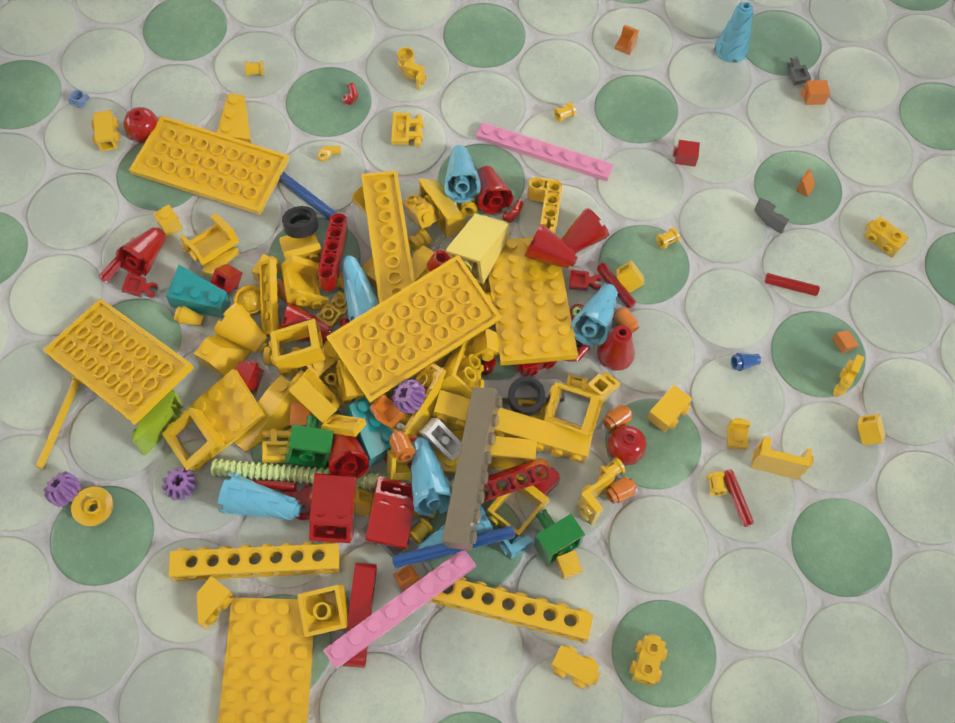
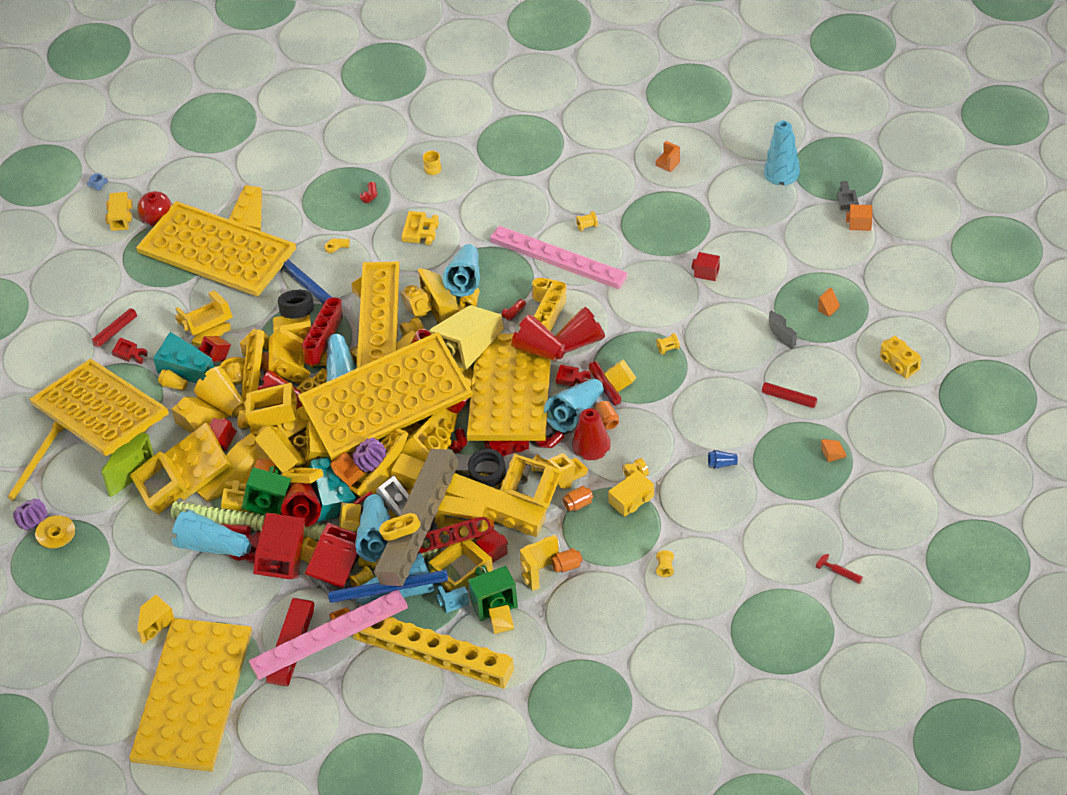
camera: 15 degrees right, 15 degrees down
(141, 251) = (136, 319): red cone -> none
(167, 220) = (166, 295): yellow brick -> none
(172, 483) = (139, 520): medium lavender gear -> none
(244, 569) = (201, 590): yellow brick -> none
(254, 68) = (276, 163): yellow bush -> none
(324, 610) = (256, 630): yellow slope -> none
(401, 446) = (354, 497): orange brick -> none
(415, 72) = (438, 175): yellow bracket -> none
(461, 486) = (399, 526): none -> yellow plate
(486, 345) = (456, 420): yellow brick -> none
(494, 193) = (494, 289): red cone -> none
(575, 667) = (486, 701): yellow brick -> none
(615, 466) = (565, 541): yellow bush -> none
(626, 444) = (582, 523): red cylinder -> none
(650, 654) = (560, 704): yellow brick -> none
(666, 381) = (639, 464): none -> yellow wheel
(738, 434) = (698, 522): yellow bracket -> none
(738, 498) = (684, 578): red axle -> none
(780, 462) = (732, 546): yellow panel -> none
(848, 375) = (823, 478): yellow plate -> none
(871, 429) = (837, 529): yellow panel -> none
(881, 473) = (839, 569): none -> red piece

